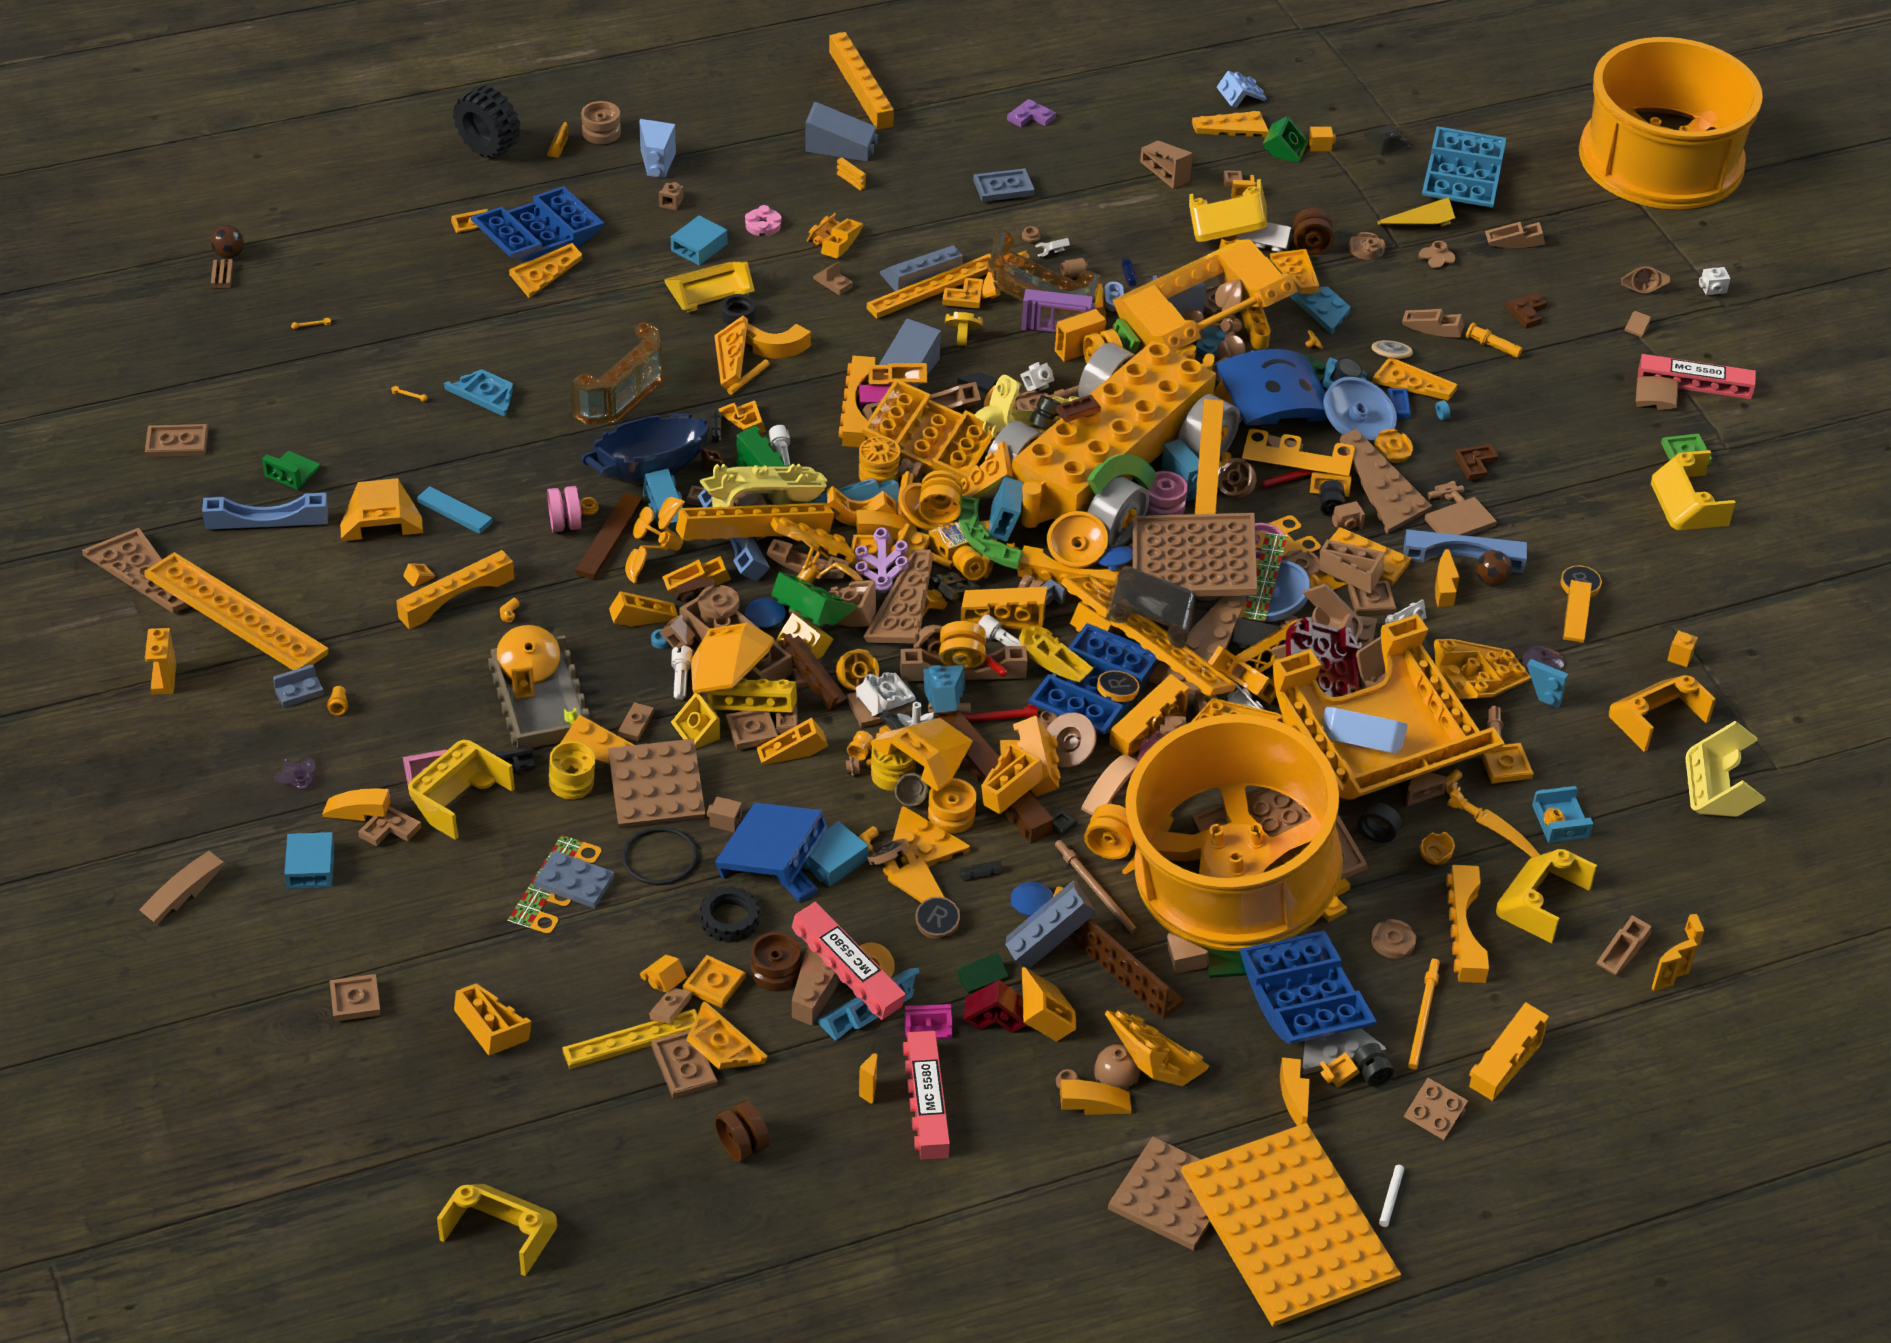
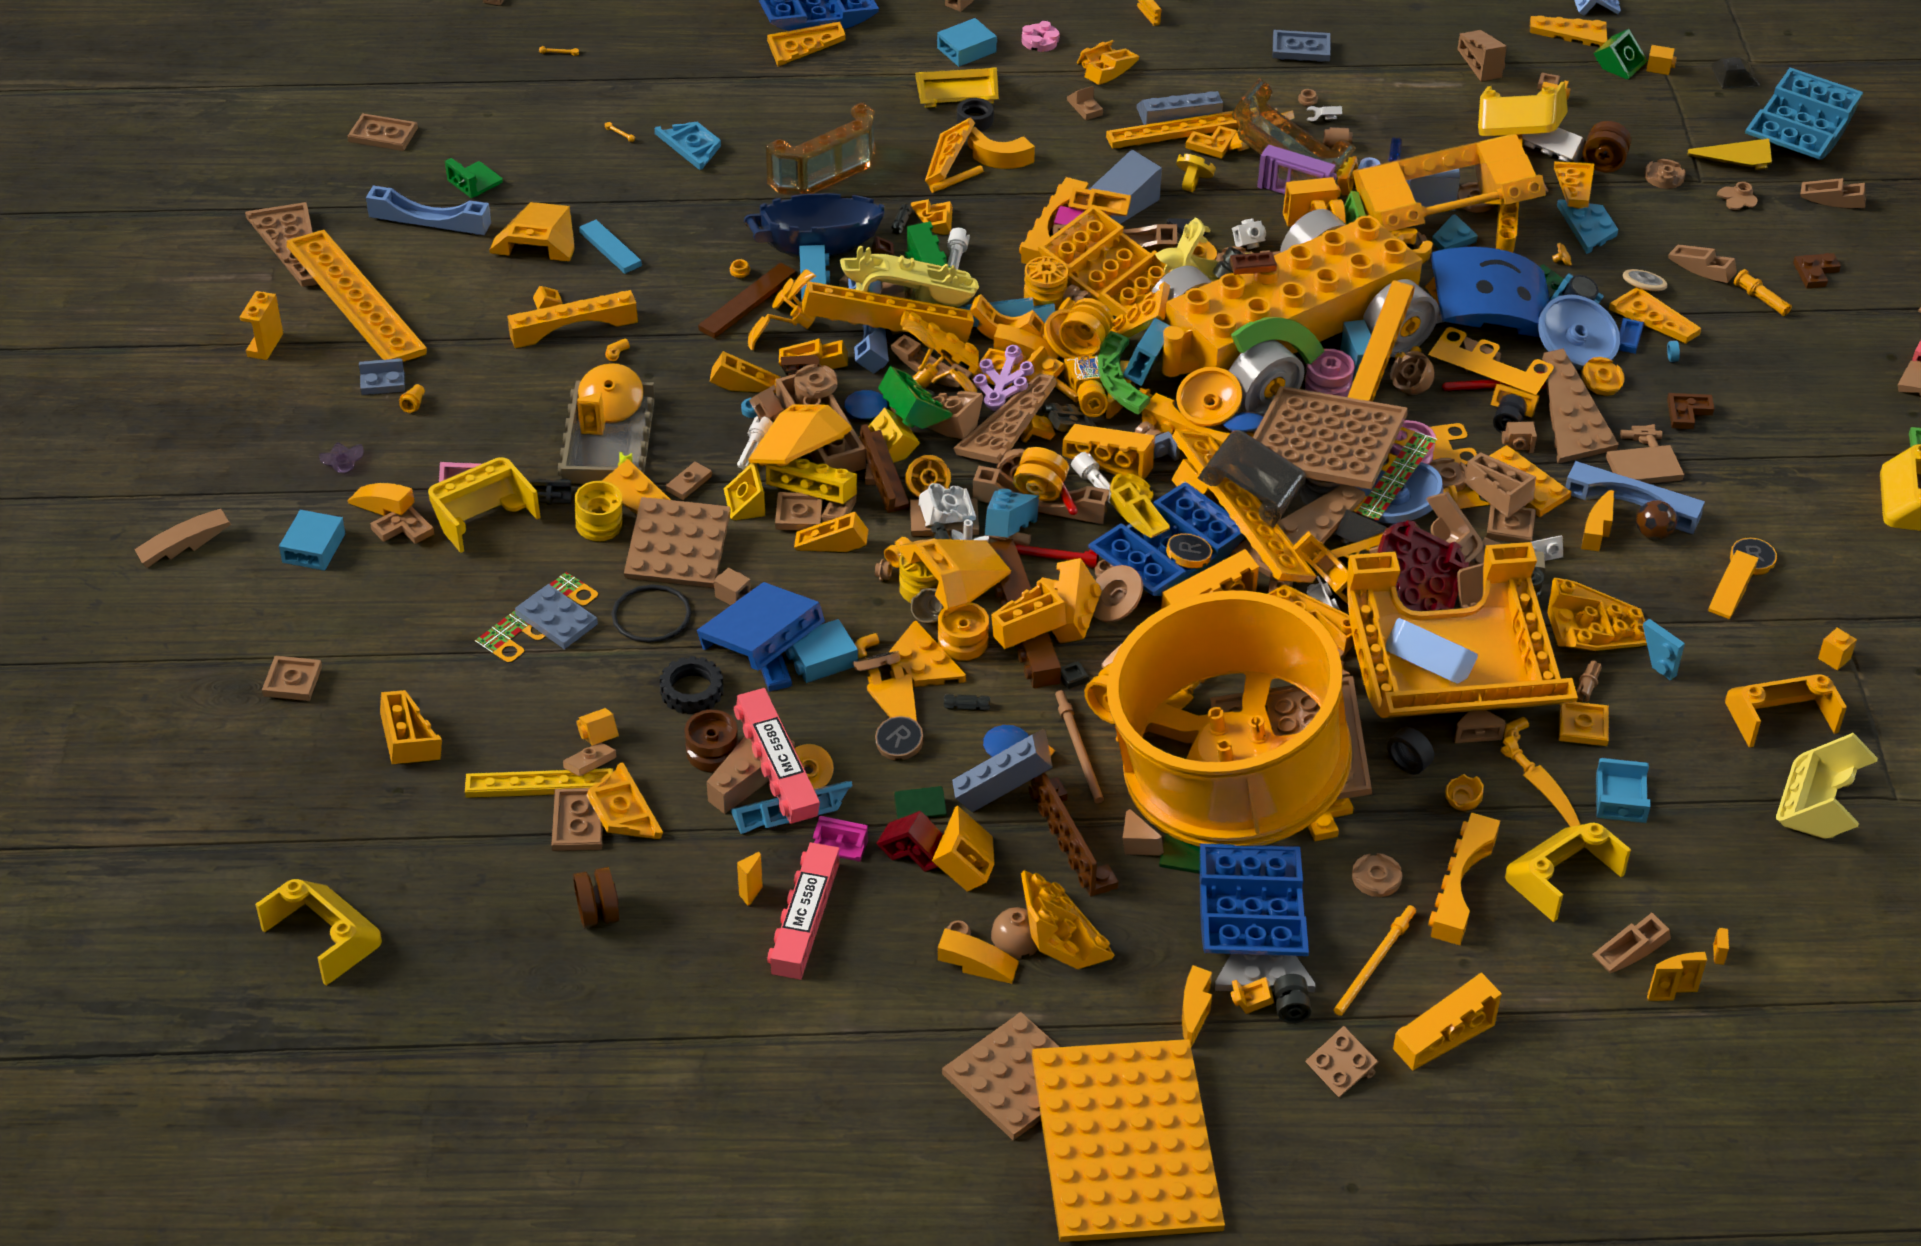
camera: 20 degrees right, 0 degrees up
(564, 509) = (710, 264): bright pink wheel -> none
(714, 981) = (645, 746): light orange plate -> none
(1226, 296) = (1473, 185): medium nougat plant -> none
(1391, 1196) = (1253, 1140): white bar -> none
(1544, 655) = (1678, 625): clear purple dish -> none
(1553, 815) = (1611, 787): light orange plate -> none

